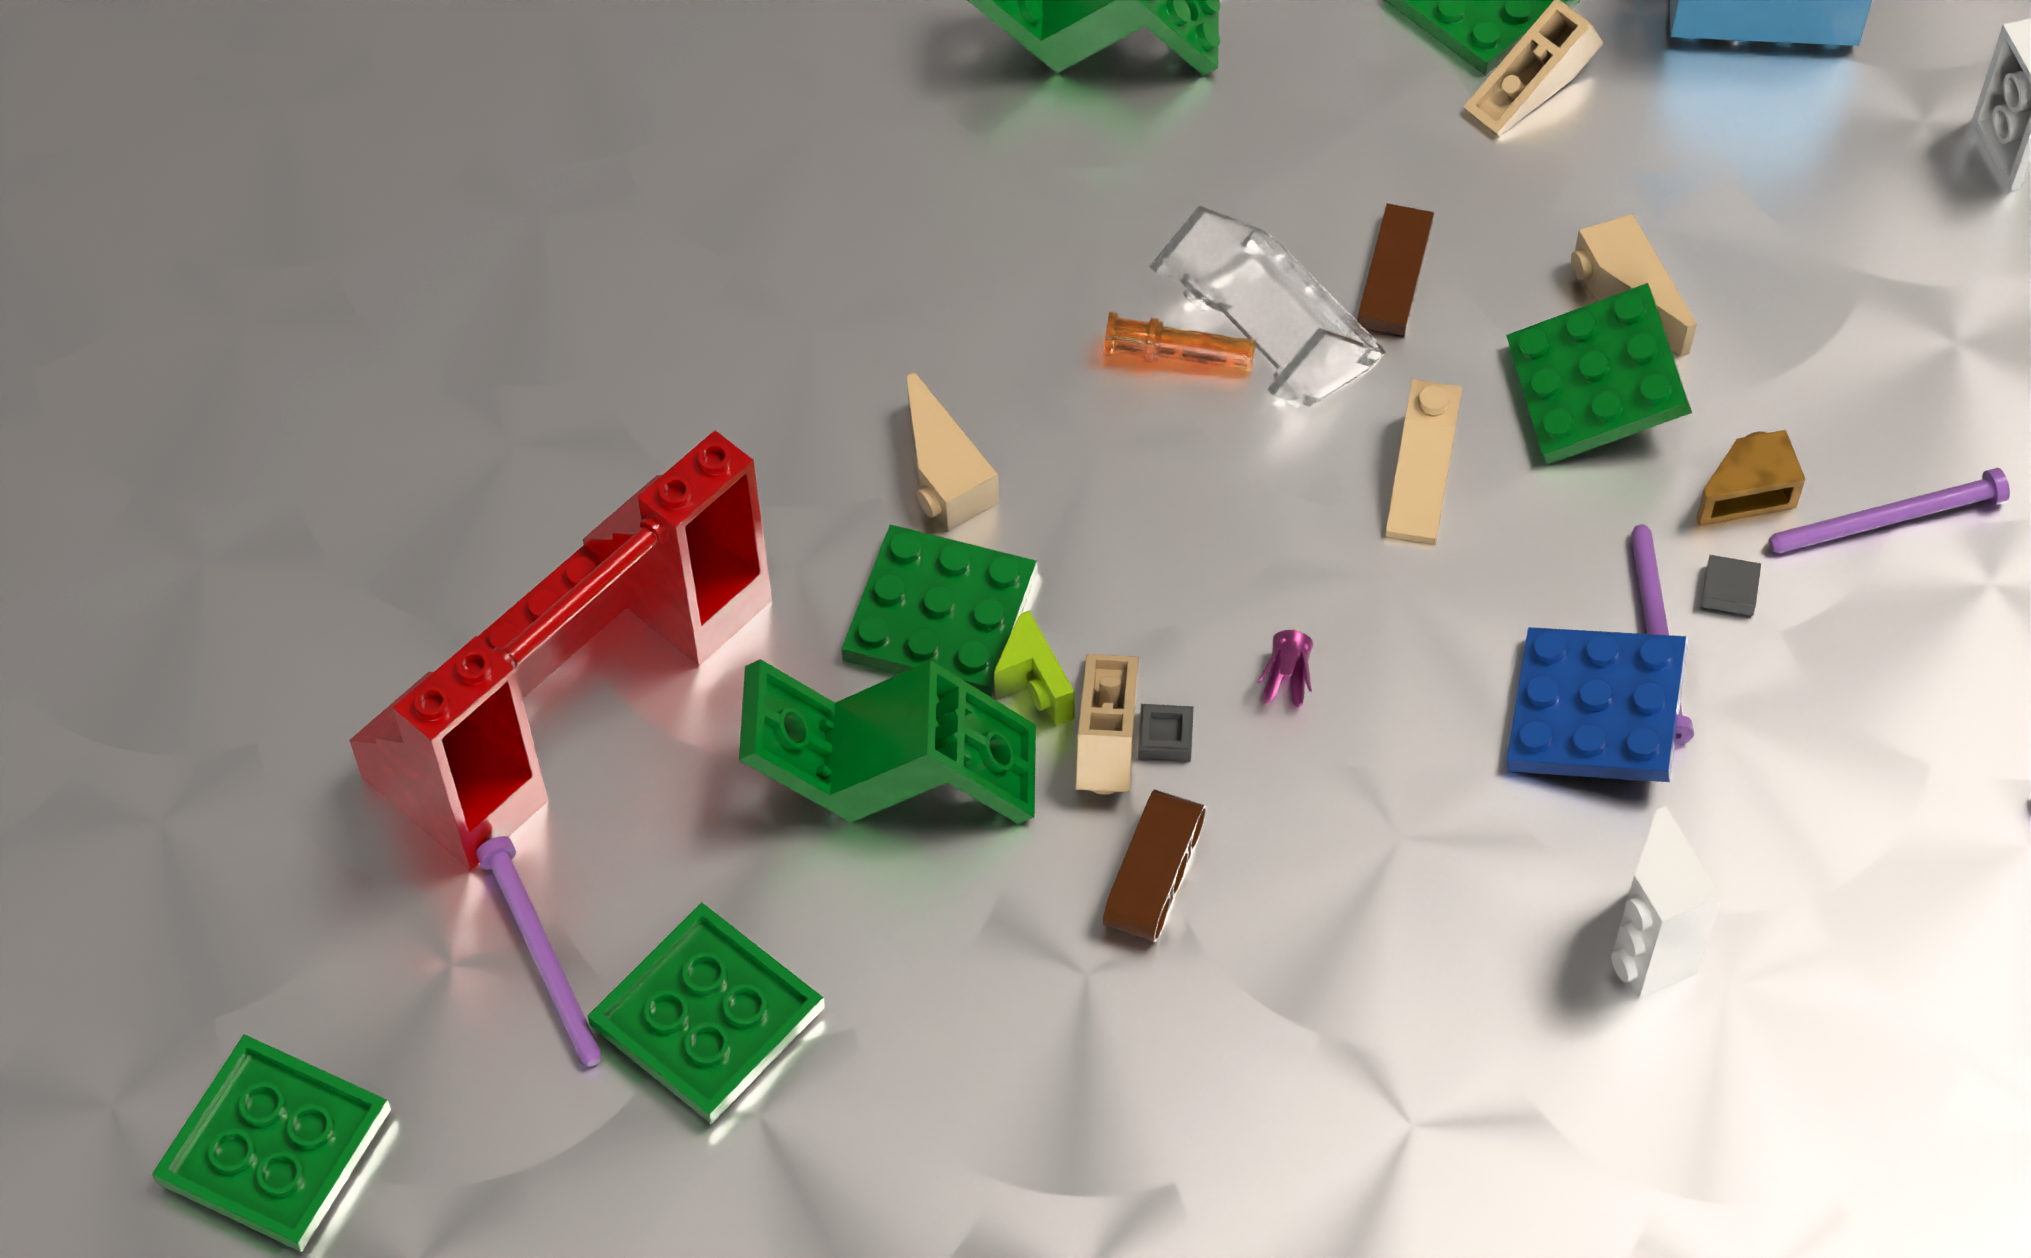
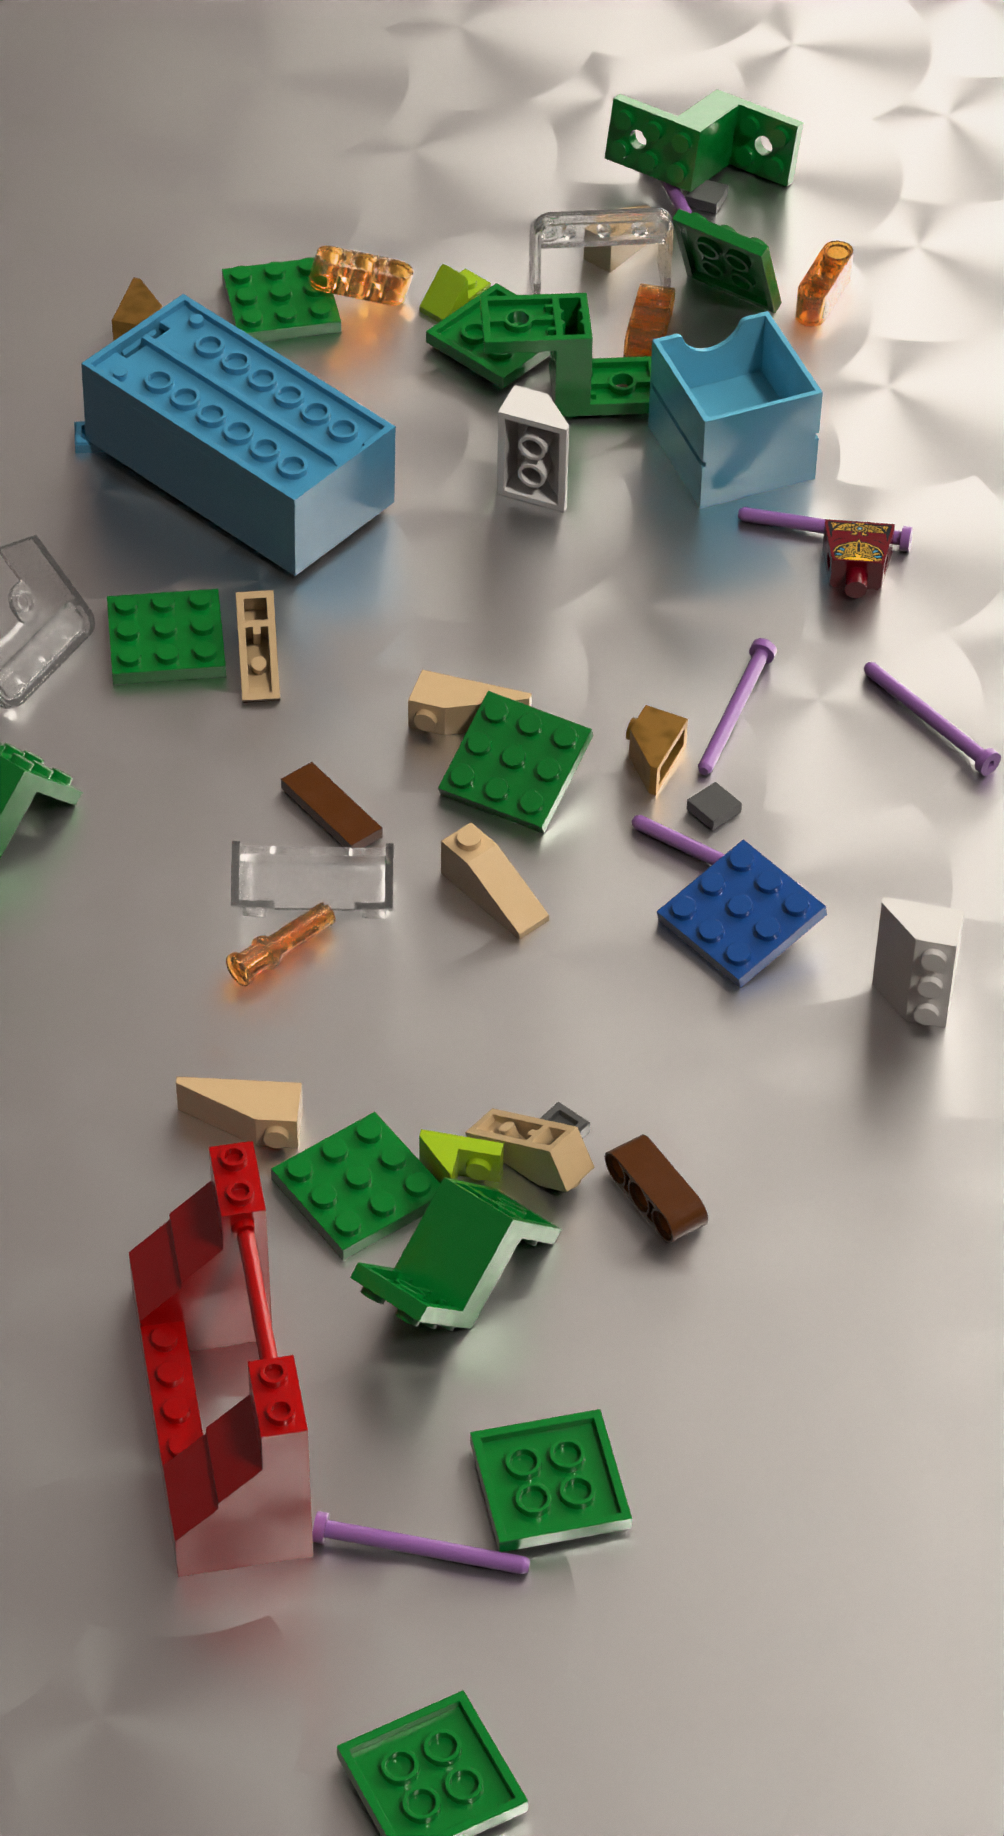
camera: 55 degrees left, 10 degrees down
(1288, 658) = (568, 1031): flat silver piece -> none

